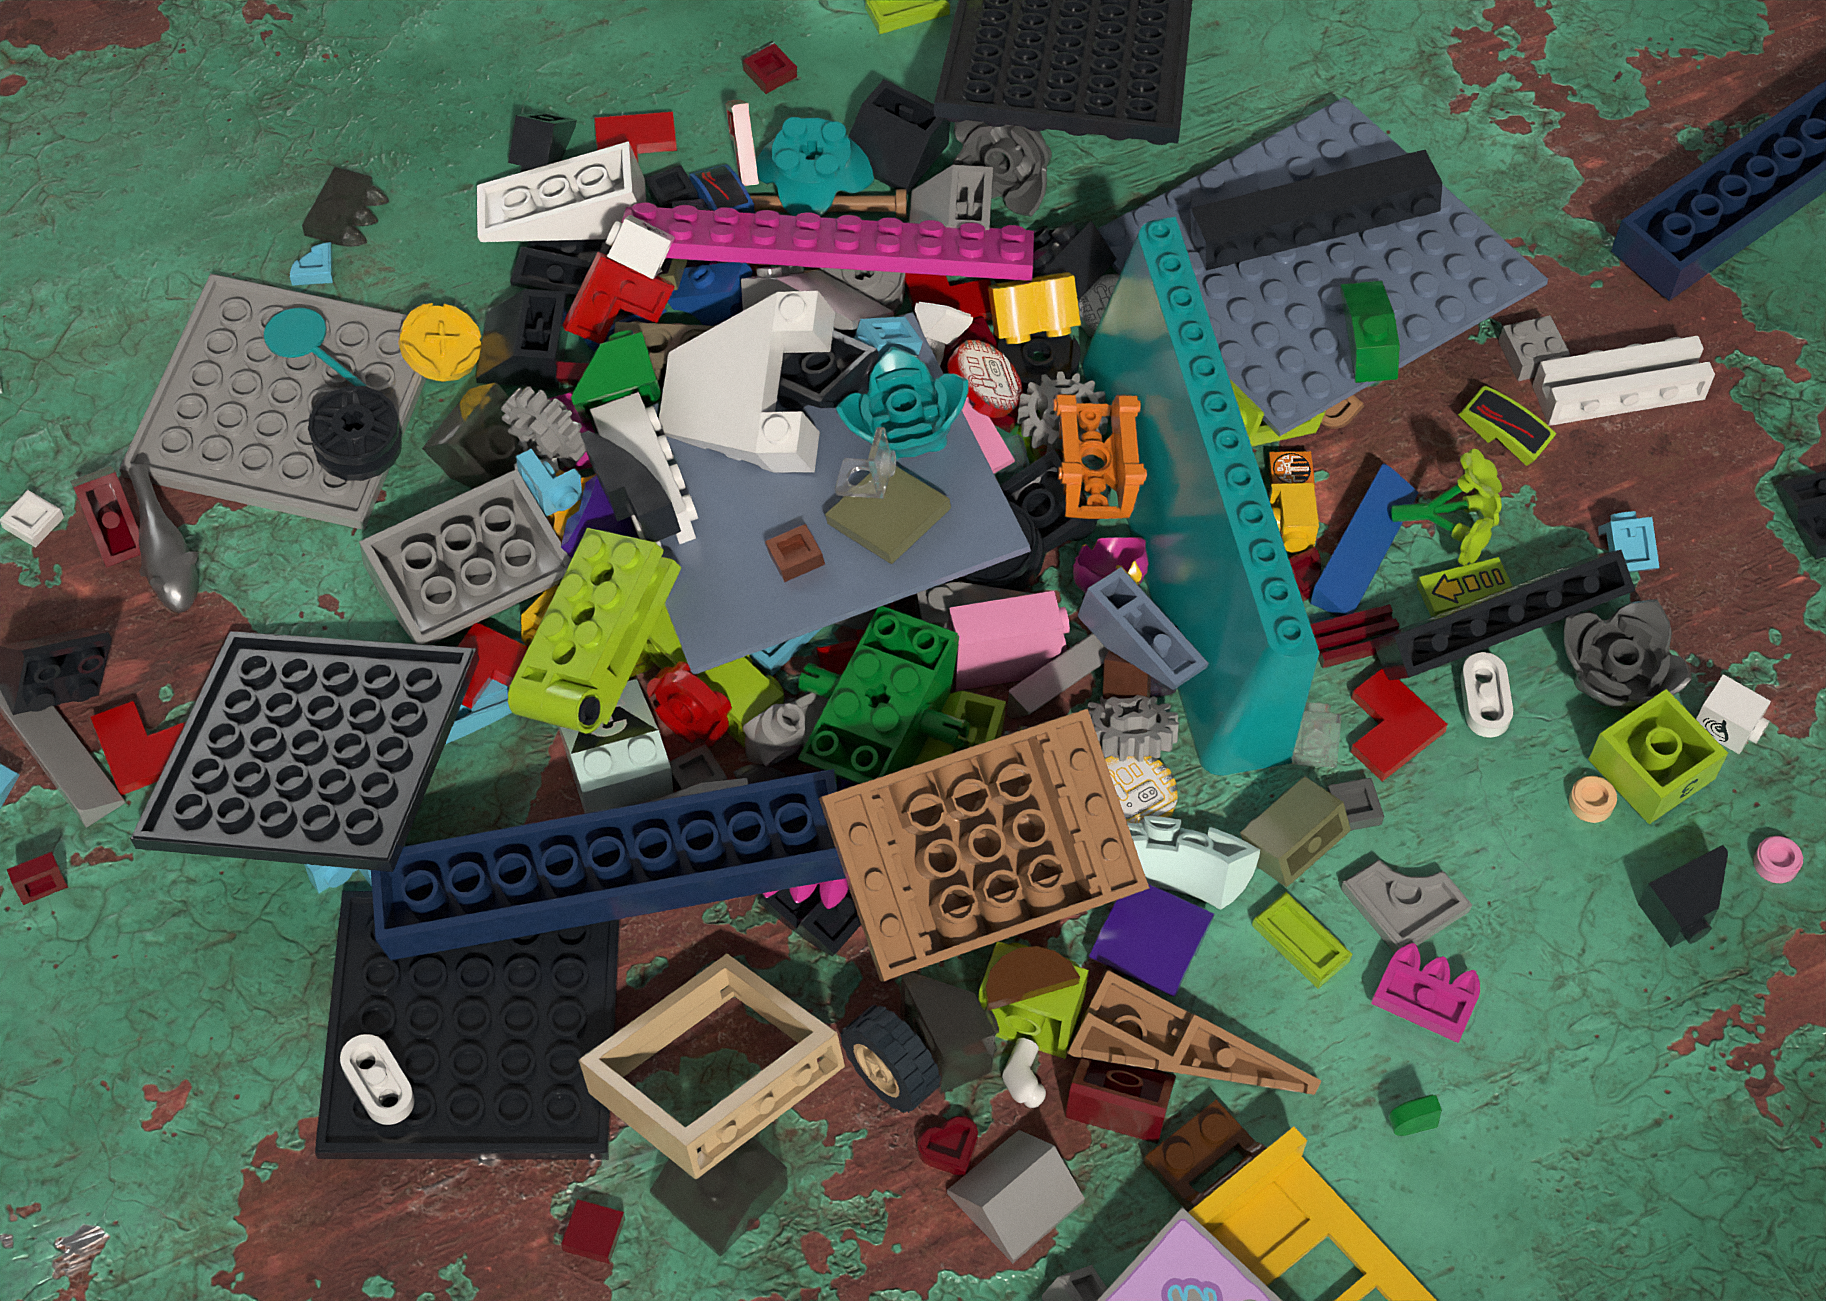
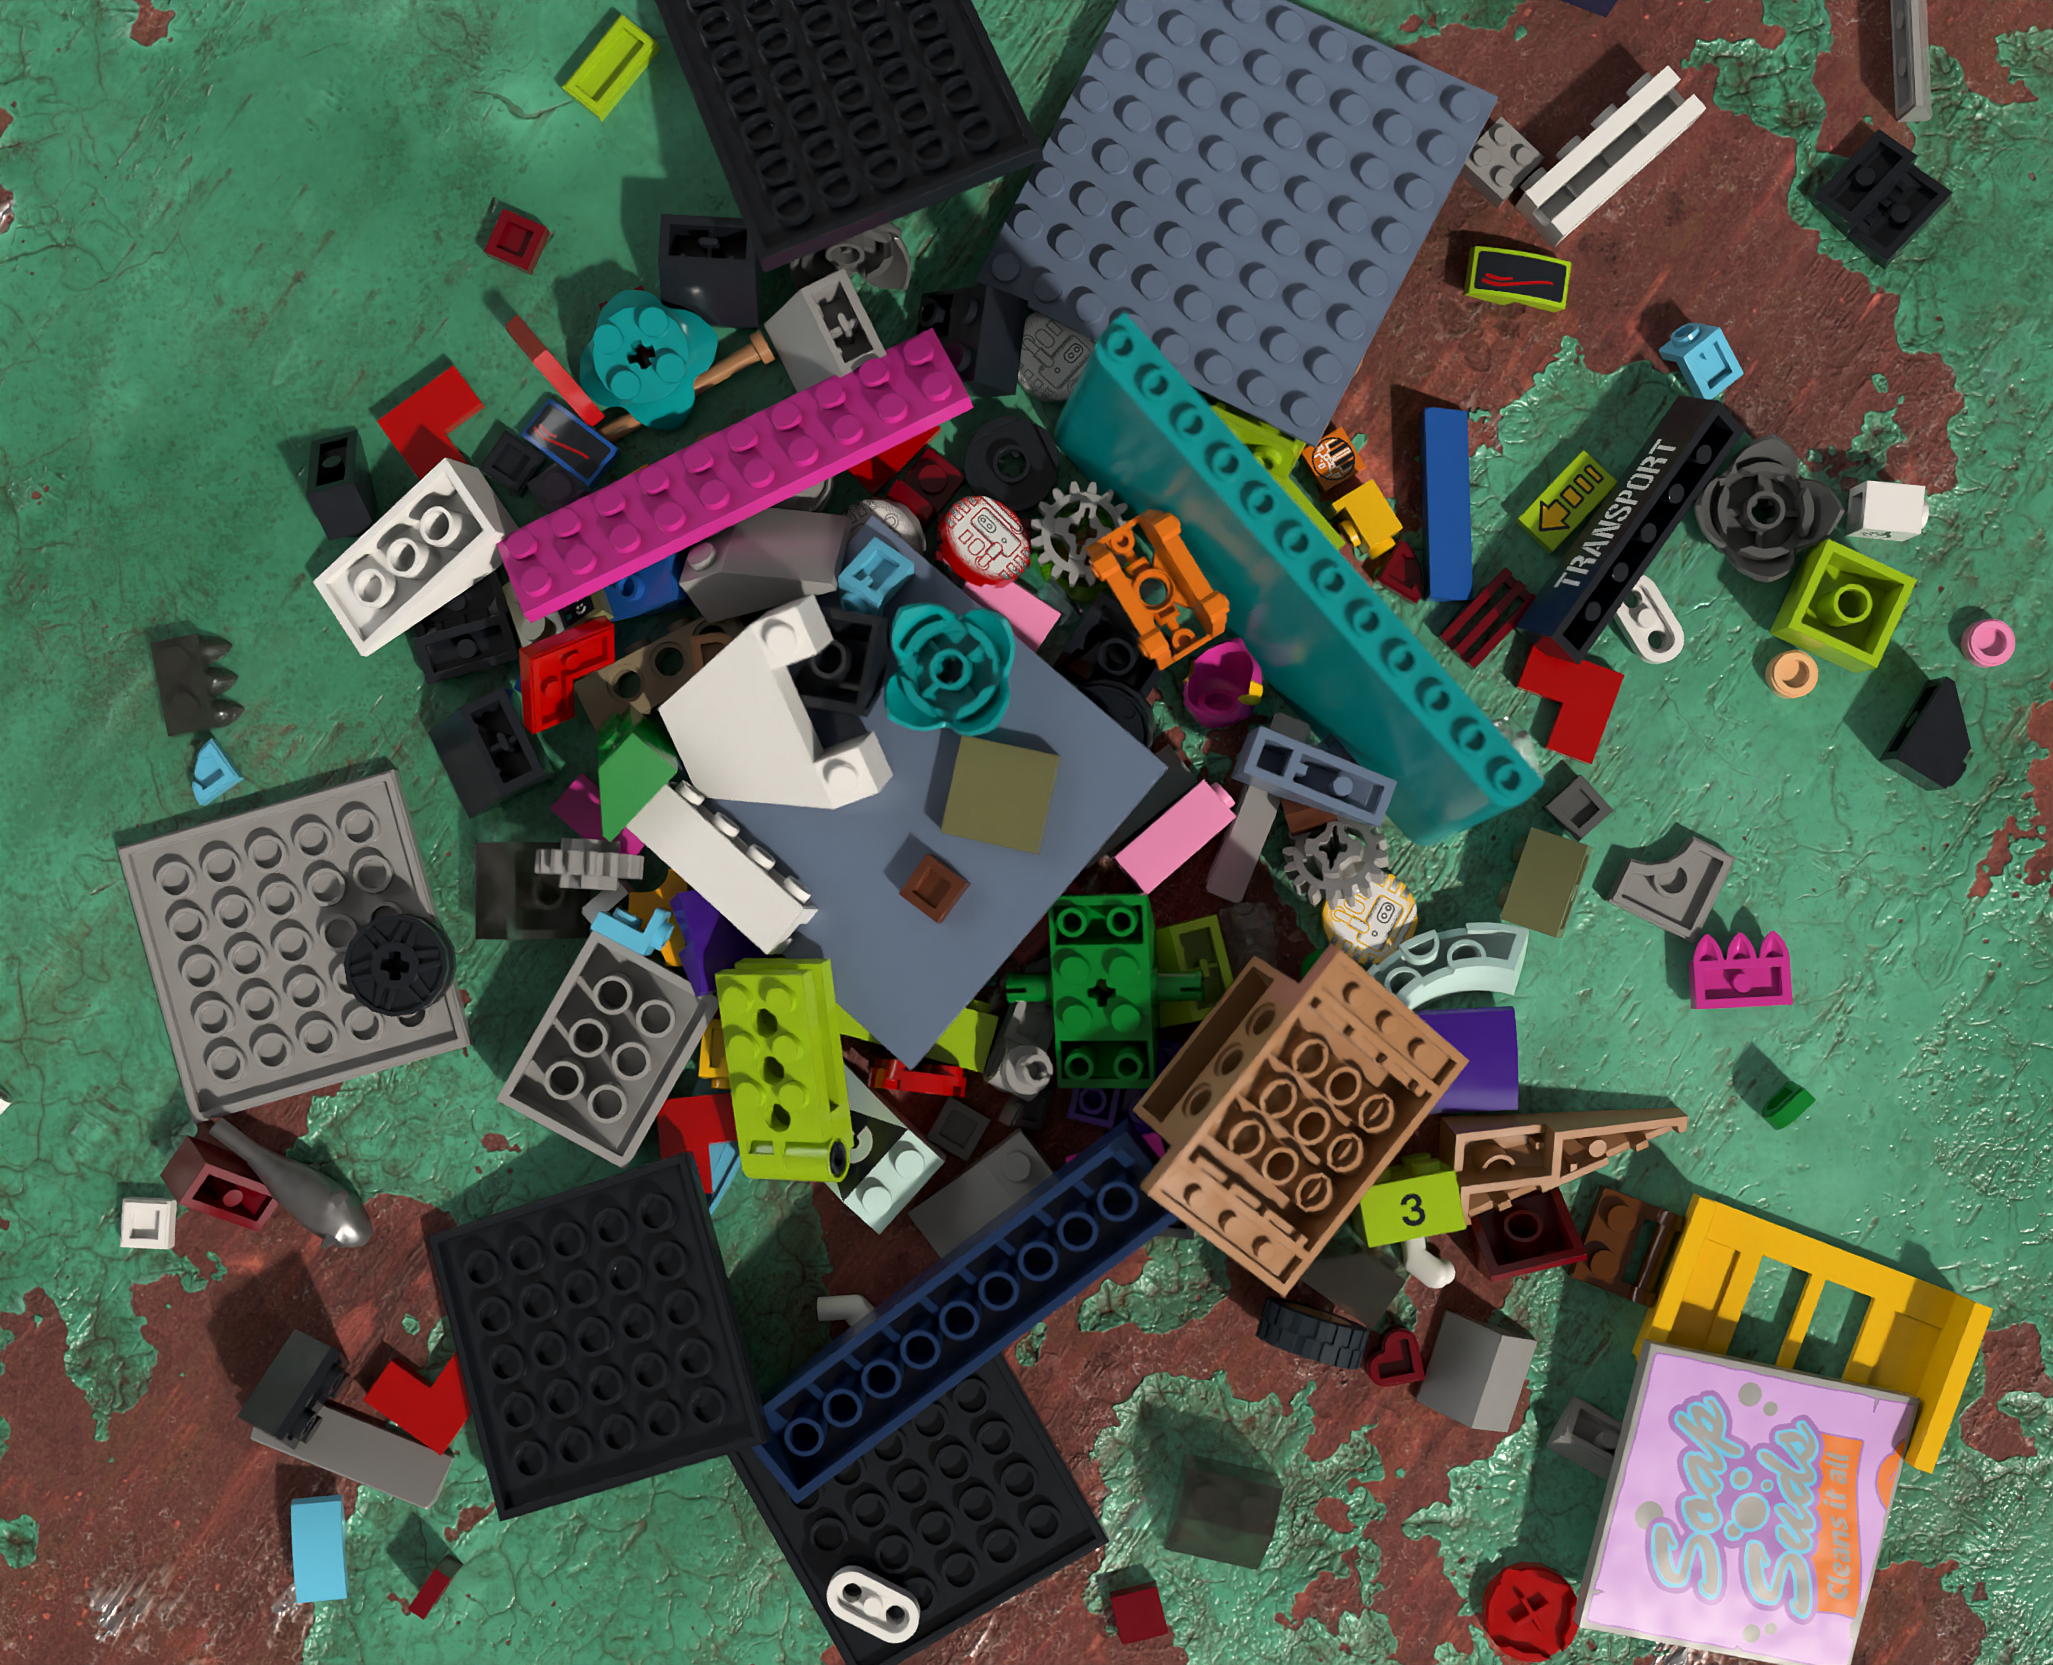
camera: 25 degrees left, 30 degrees up
(300, 333) = (258, 873): teal piece -> none
(440, 342) = (406, 799): yellow tile -> none
(570, 373) = (571, 757): dark red tile -> none
(631, 488) = (737, 924): black slope -> none
(639, 245) = (555, 612): white brick -> none
(744, 1110) = (1236, 1458): tan window -> none
(880, 464) = (974, 765): clear bracket -> none
(942, 321) = (904, 504): white slope -> none
(1028, 974) = (1406, 1214): reddish brown tile -> none
(1034, 306) = (997, 424): yellow brick -> none
(1302, 940) = (1598, 978): lime tile -> none
(1316, 209) = (1216, 138): black brick -> none
(1371, 331) = (1351, 272): green slope -> none
(1479, 474) = (1545, 402): lime plant -> none

